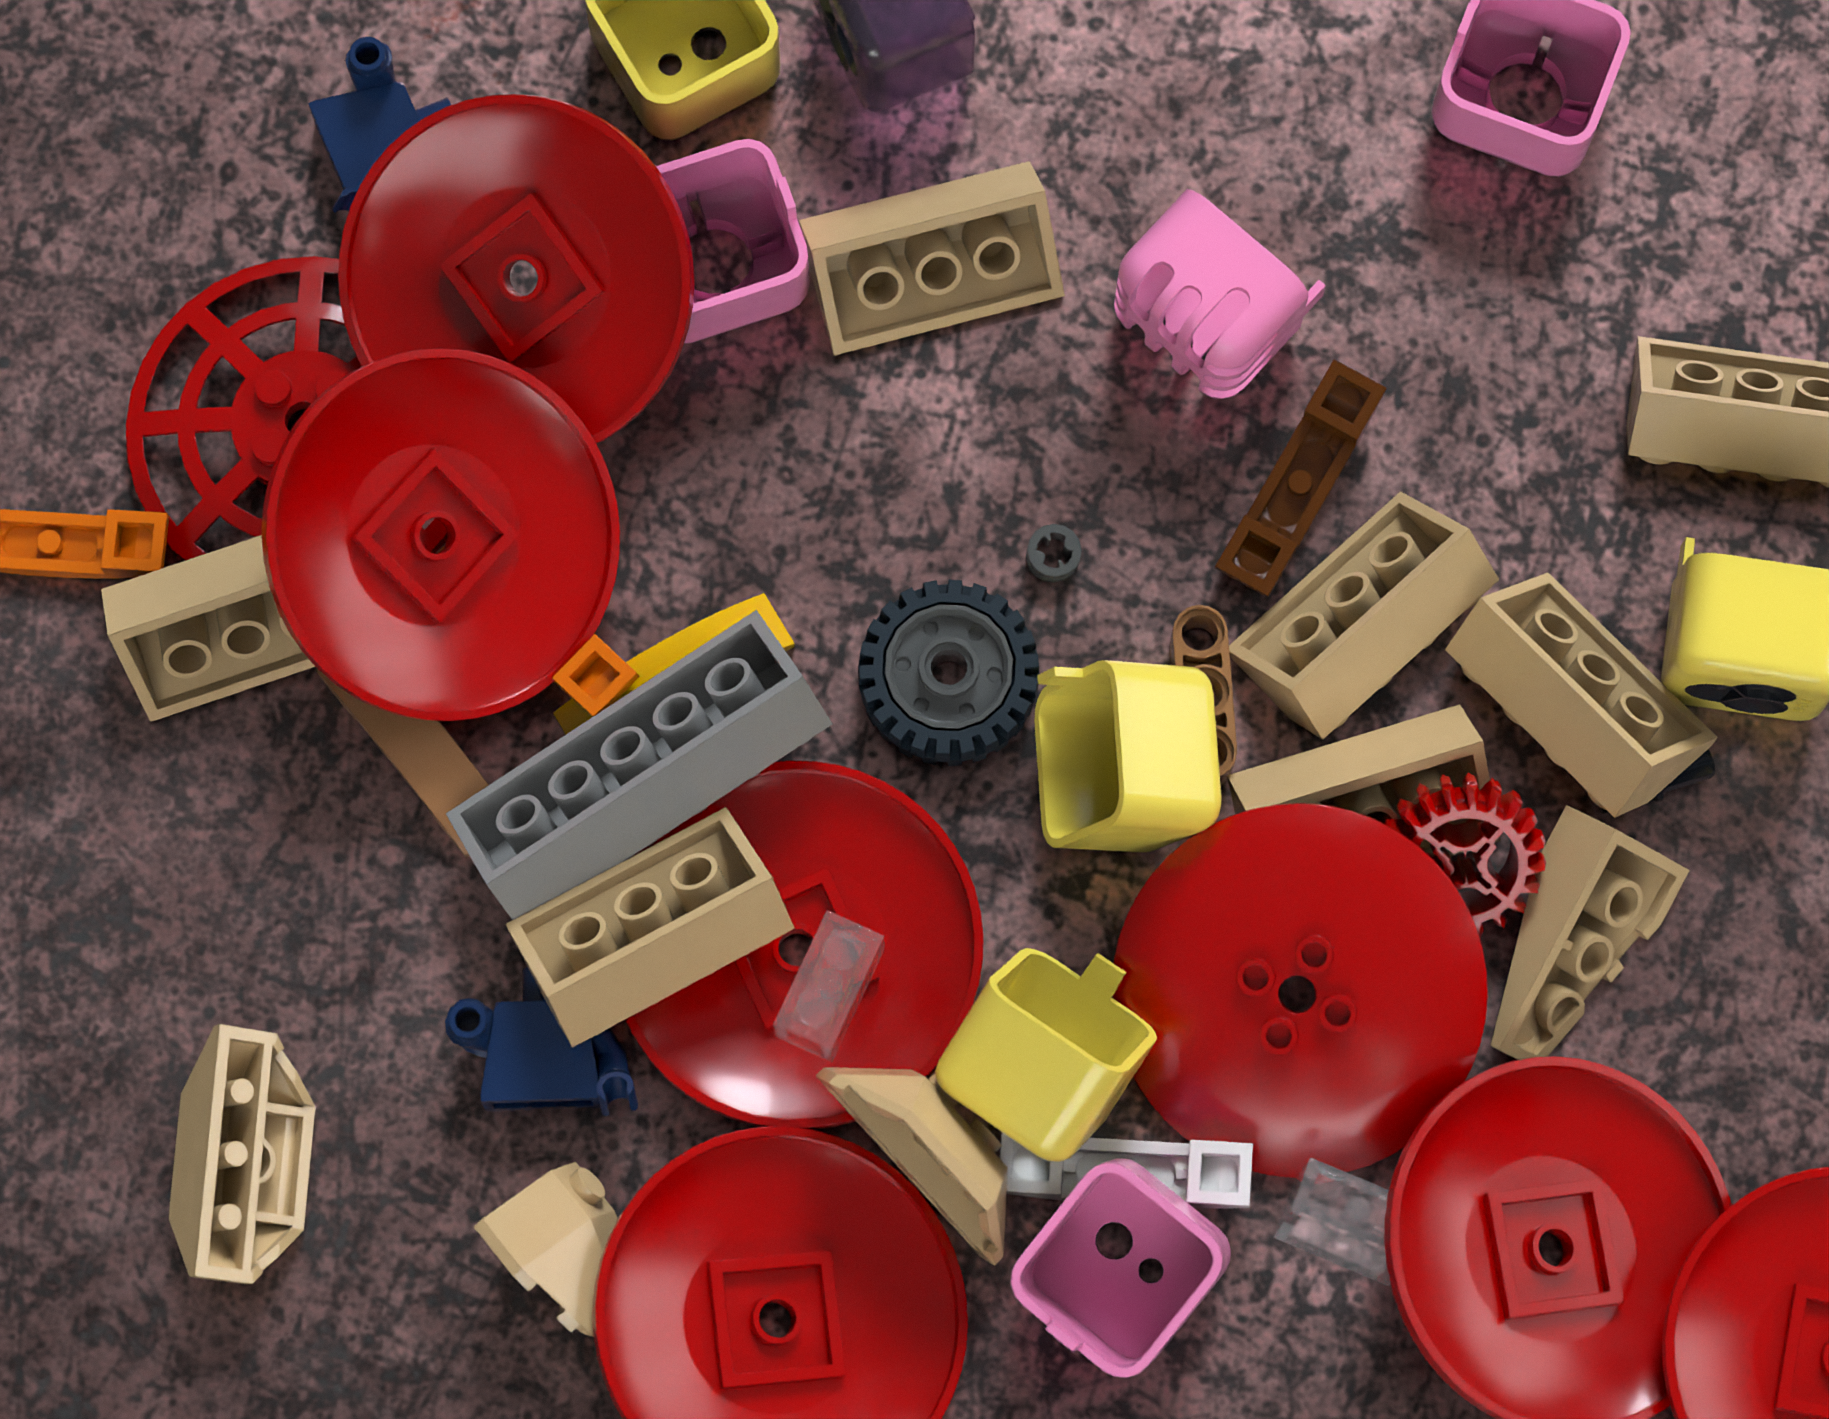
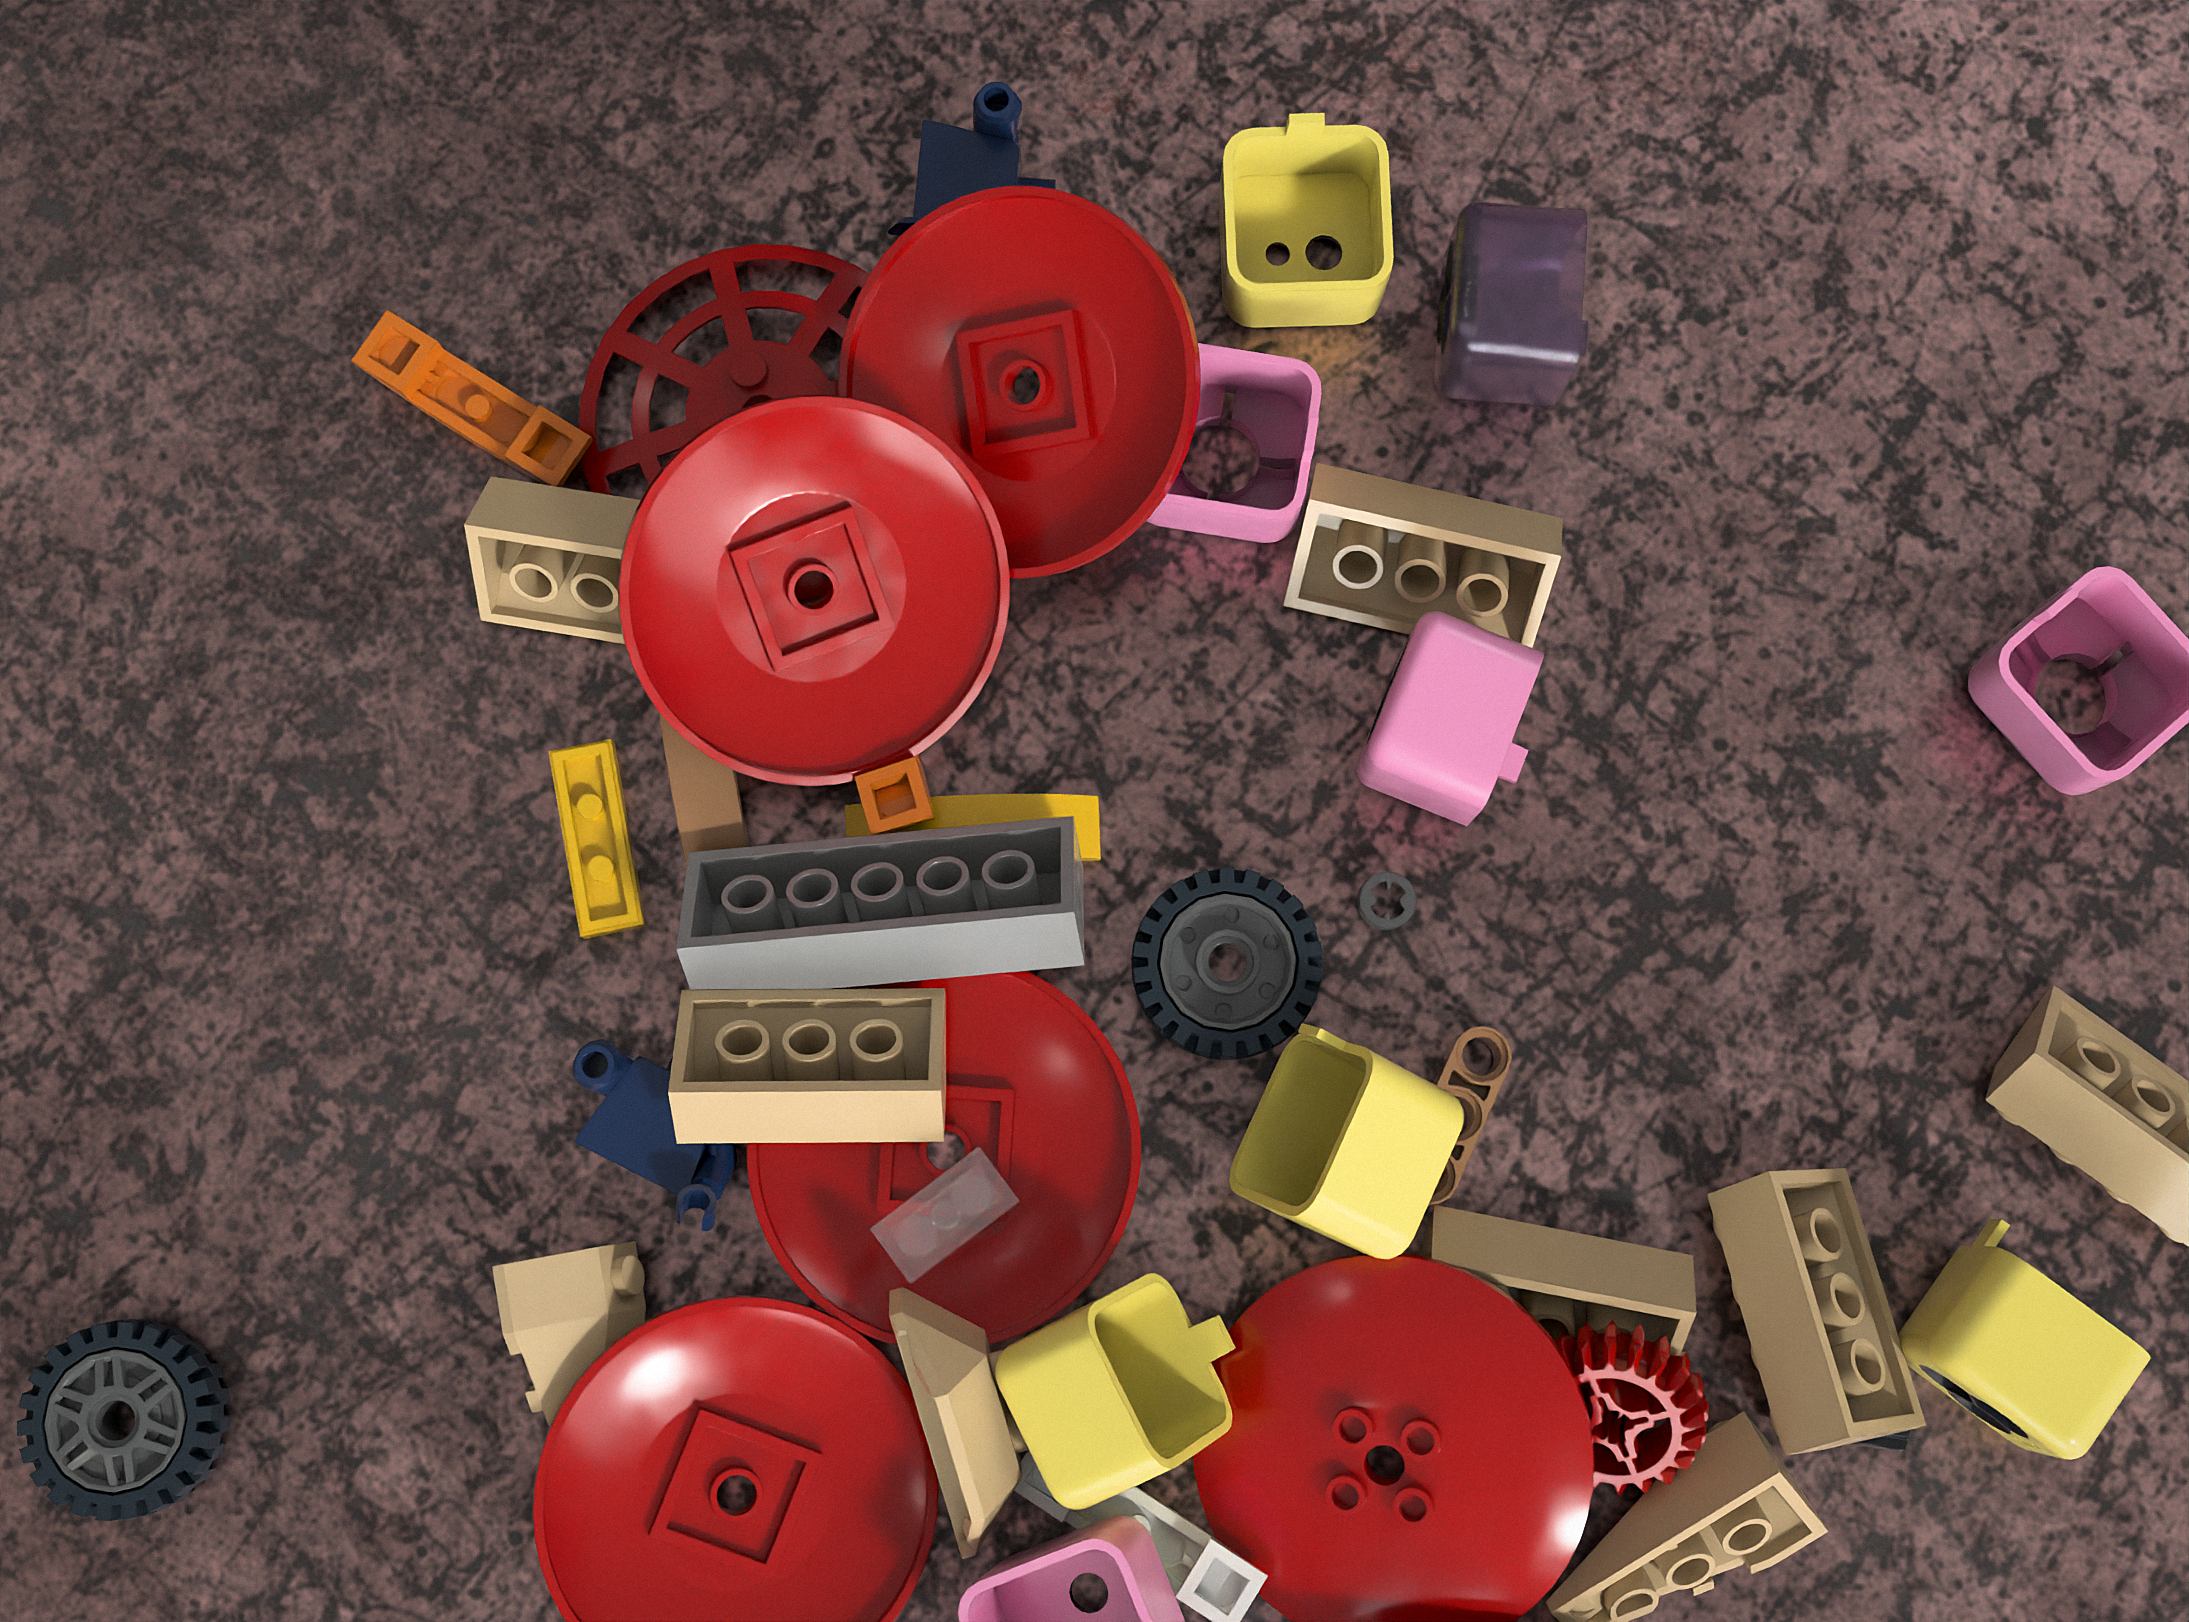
camera: 30 degrees right, 5 degrees up
(240, 1157) = (332, 1077): tan wedge -> none
(355, 851) = (597, 839): none -> yellow tile
(1024, 371) = (1450, 718): none -> bright pink piece
(1213, 292) = (1666, 722): bright pink piece -> none
(1301, 478) = (1658, 955): reddish brown slope -> none
(1364, 613) = (1649, 1116): tan slope -> none

